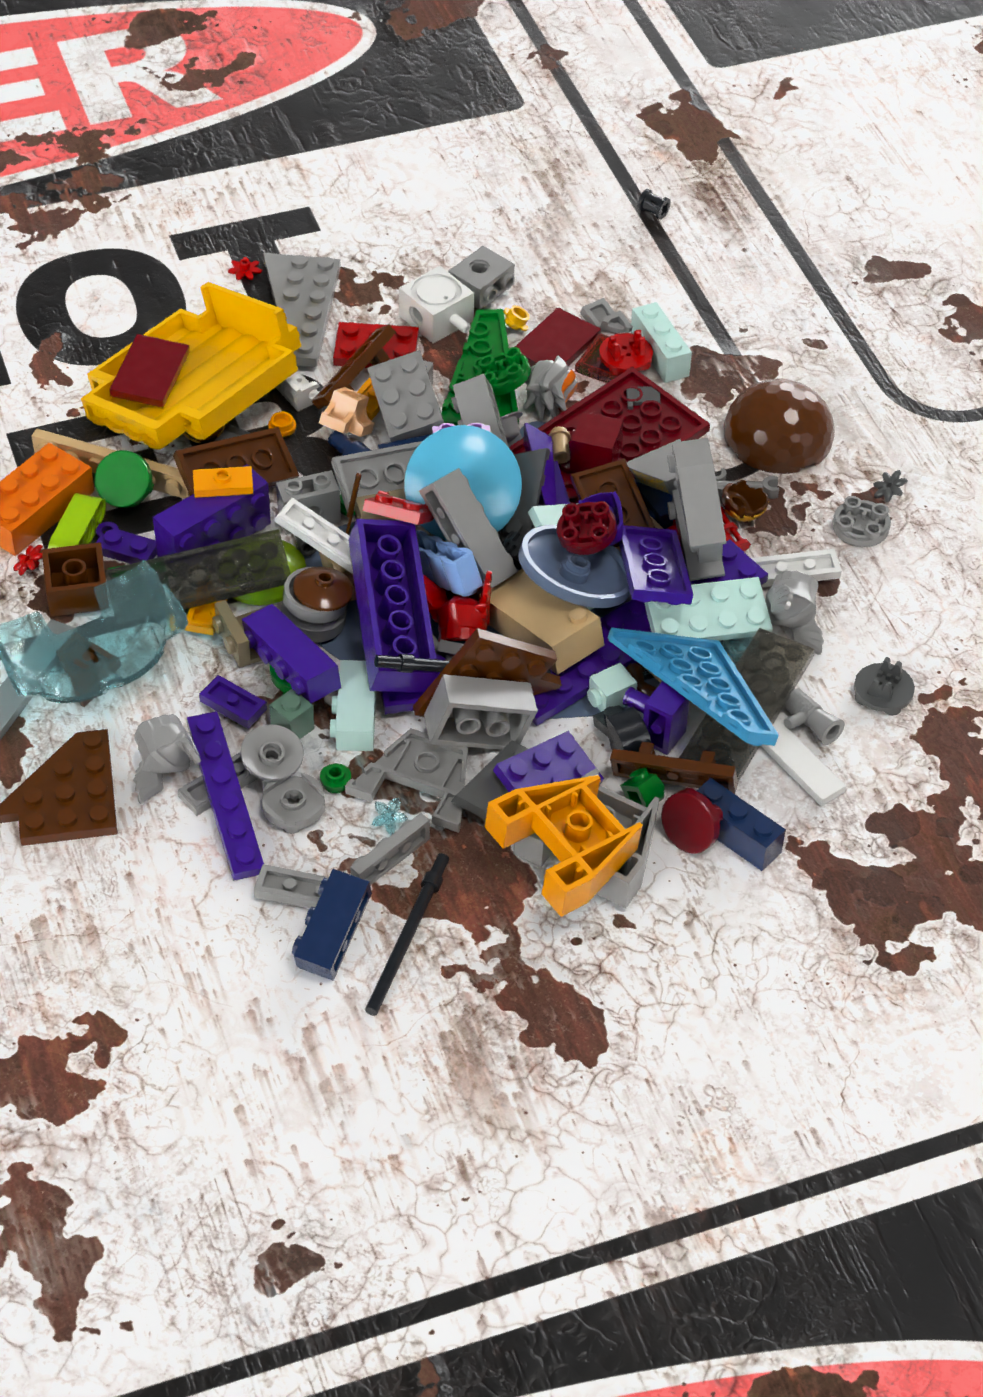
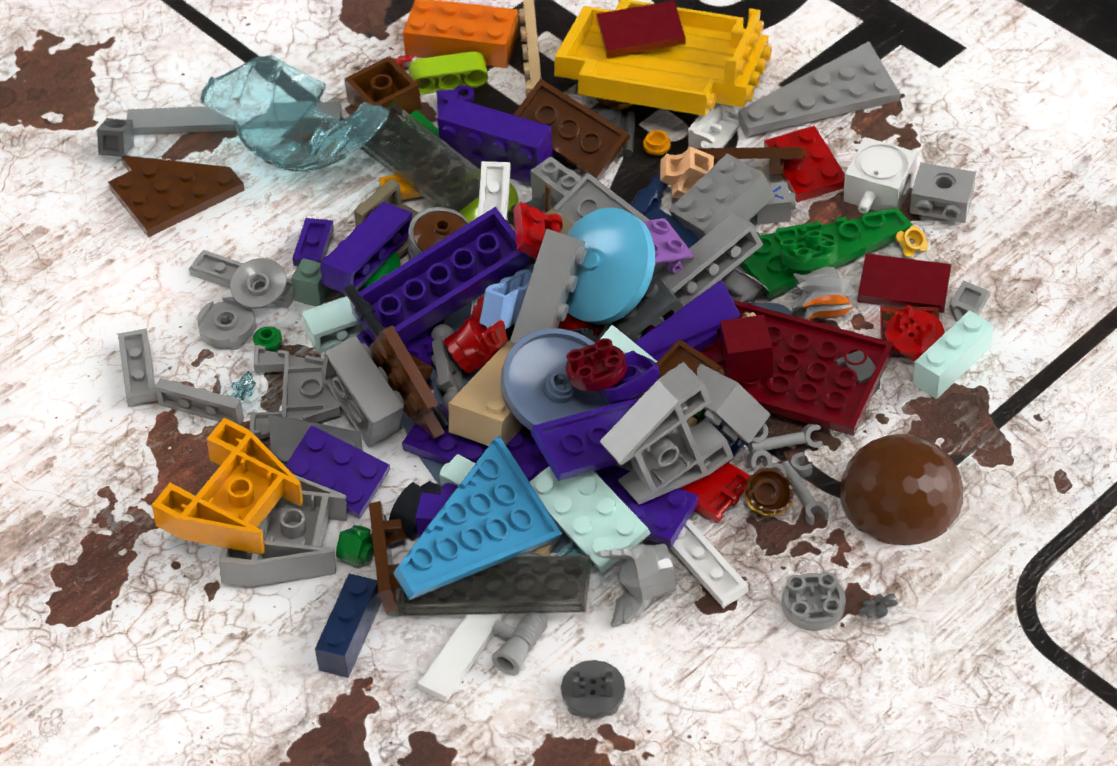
camera: 70 degrees right, 0 degrees up
(123, 479) = (511, 71): green tile -> none
(163, 749) = (224, 221): light grey helmet -> none
(223, 481) = (514, 118): light orange plate -> none
(225, 796) = (206, 277): dark purple plate -> none
(244, 267) = (844, 40): red plant -> none
(331, 924) = (98, 391): dark blue brick -> none
(430, 884) = (185, 443): black bar -> none
(691, 821) = (330, 588): dark red tile -> none

